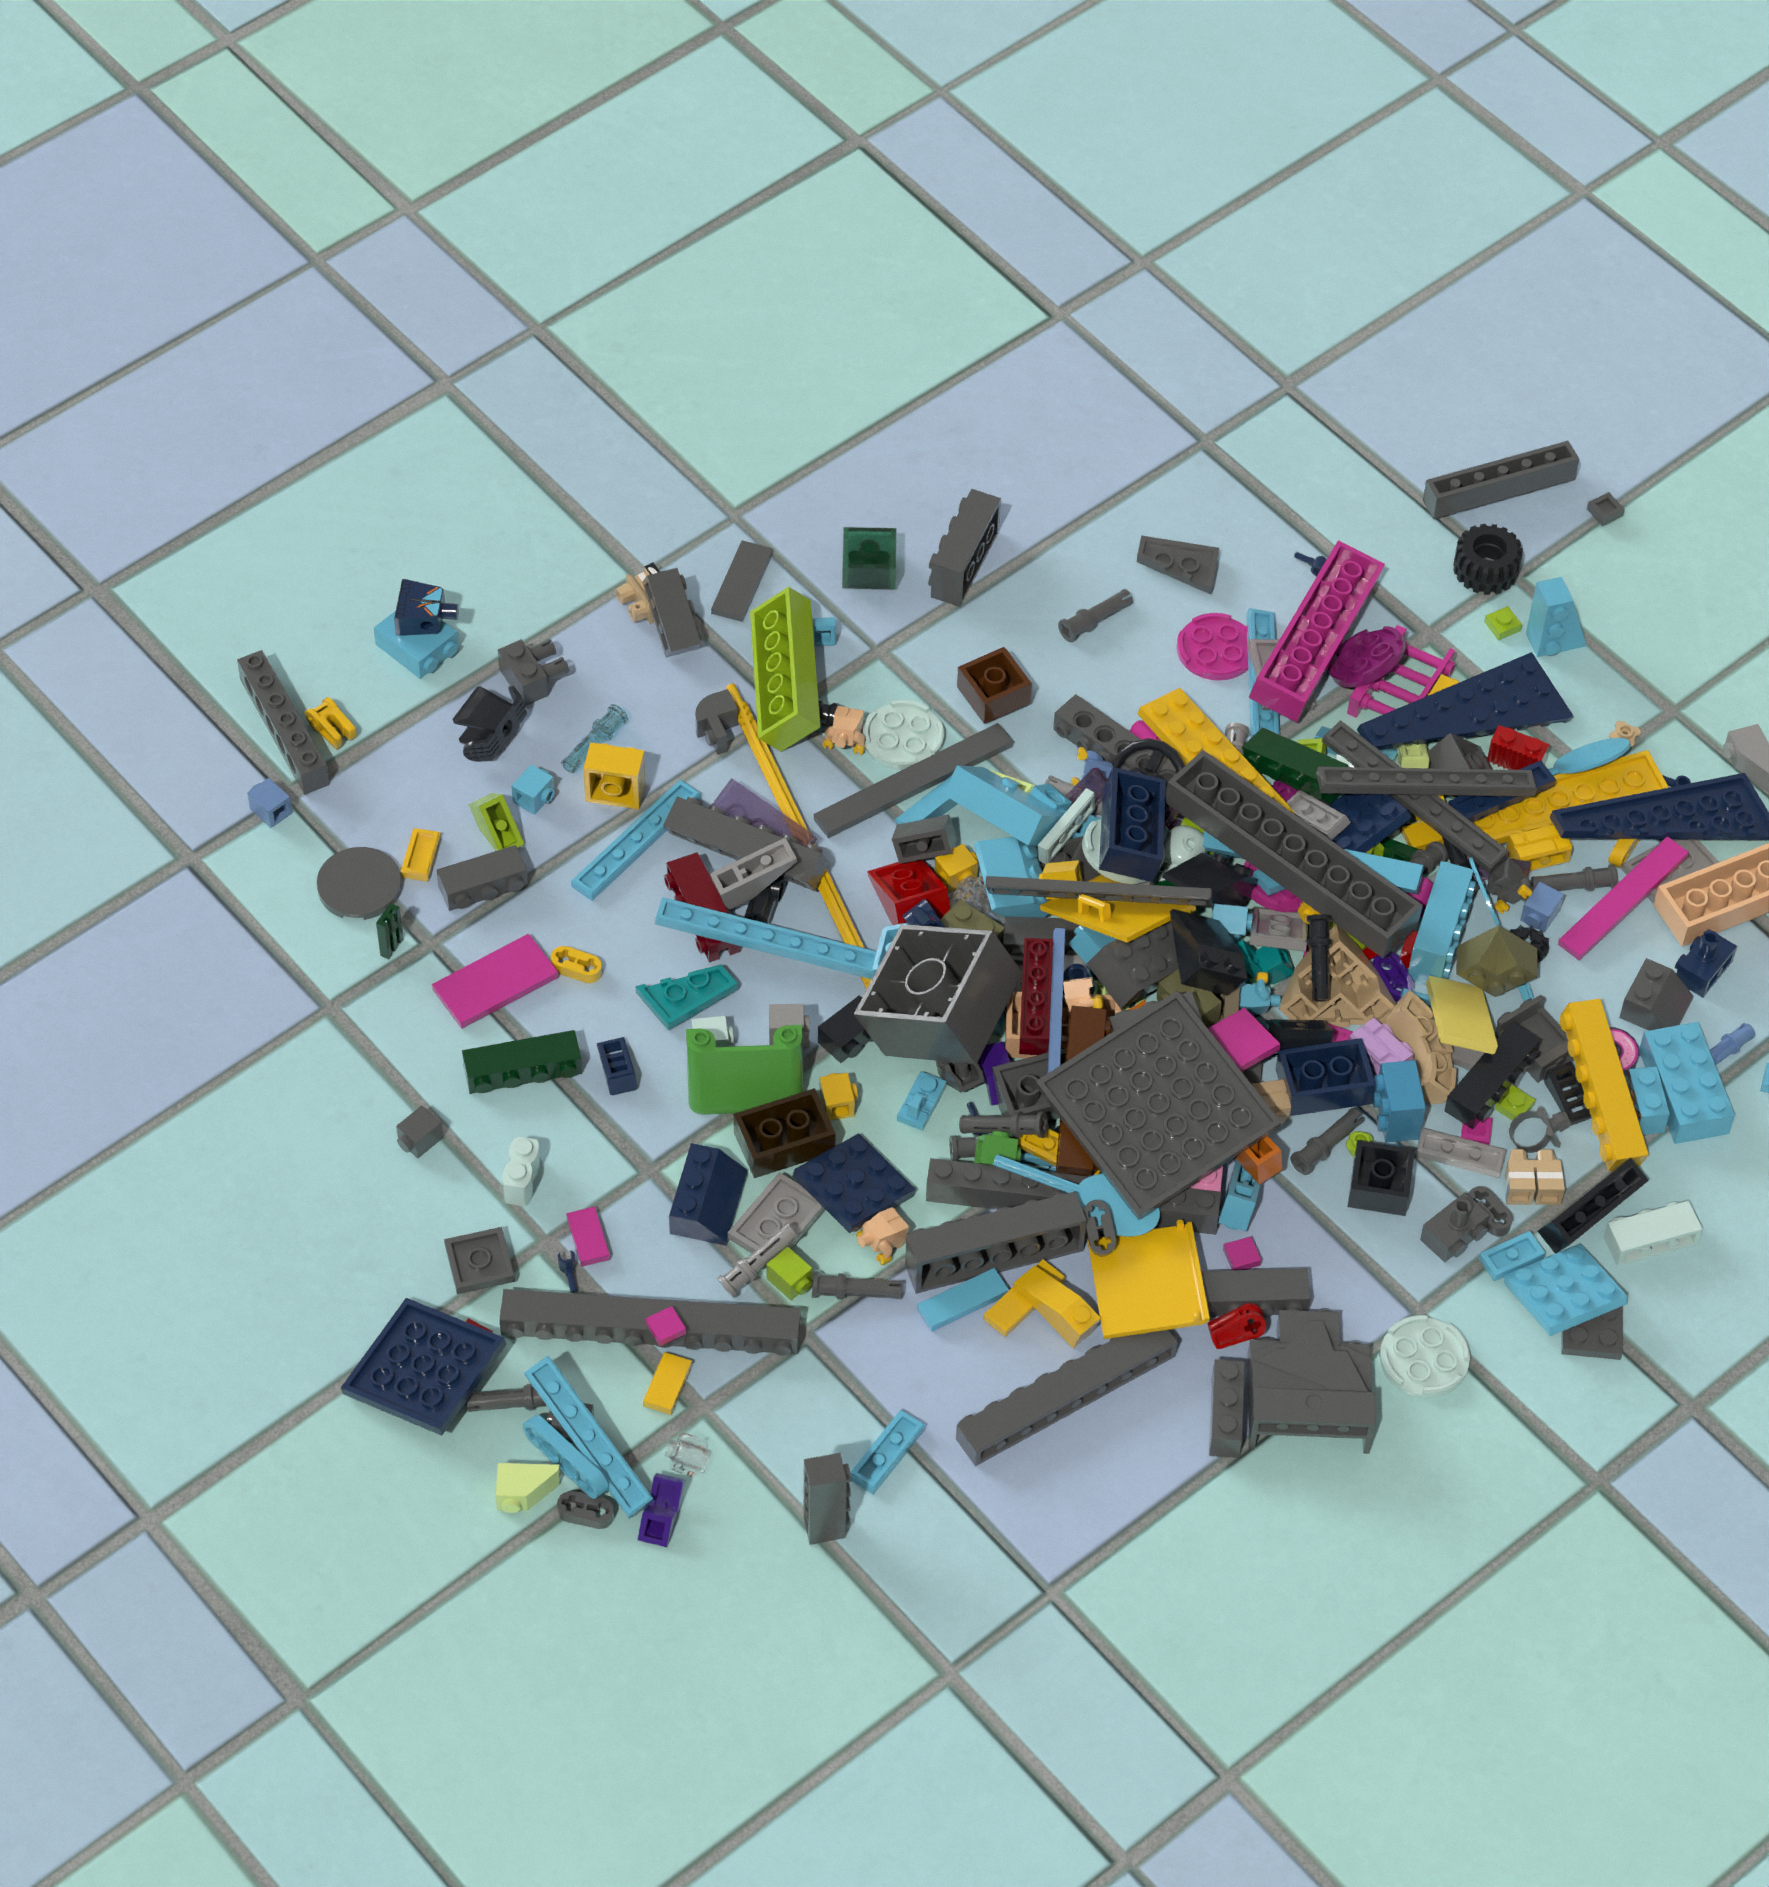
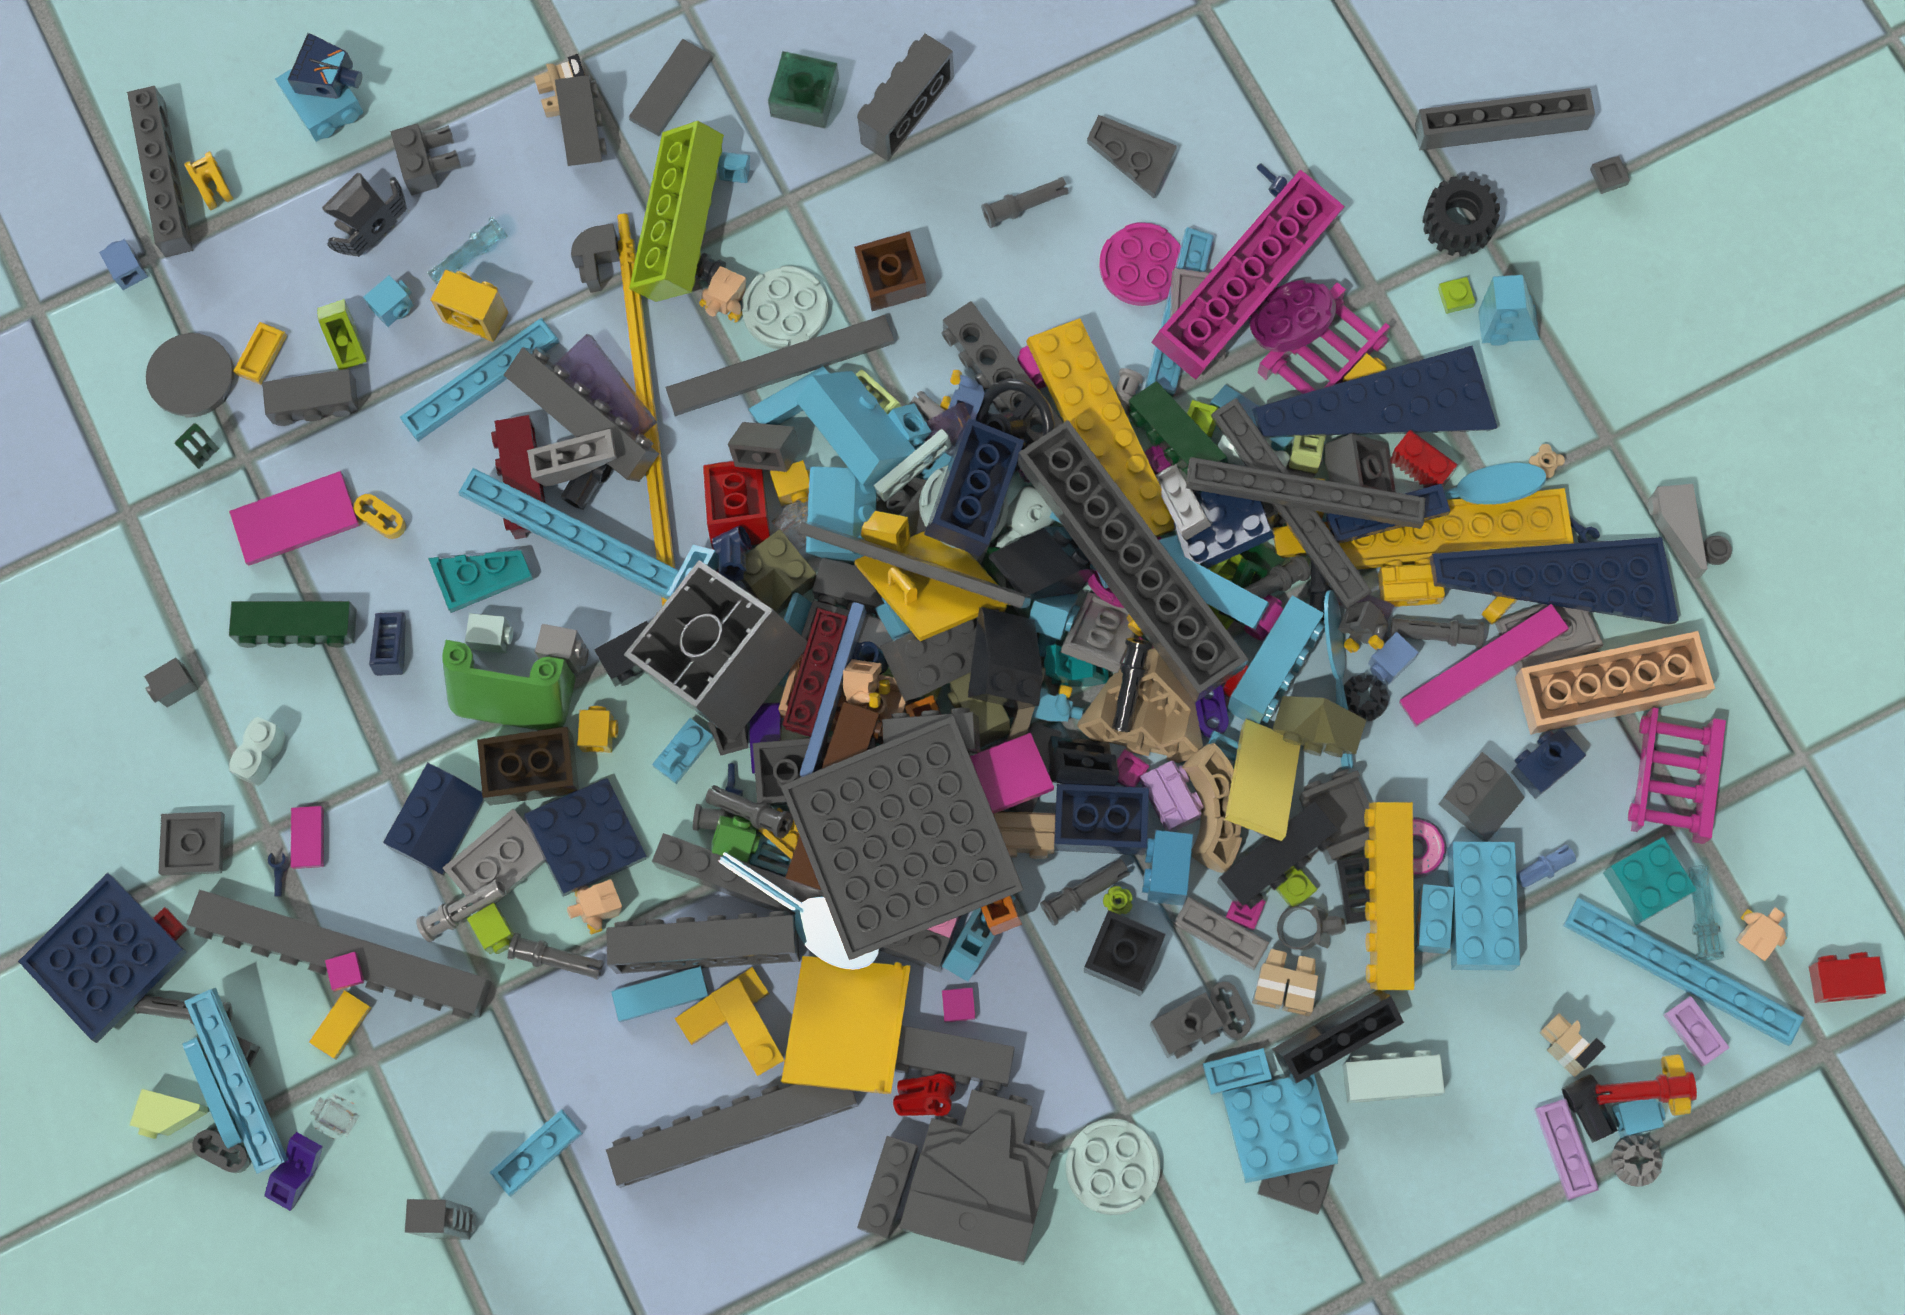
camera: 20 degrees right, 20 degrees up
(1106, 1226) = (803, 955): dark grey beam -> none

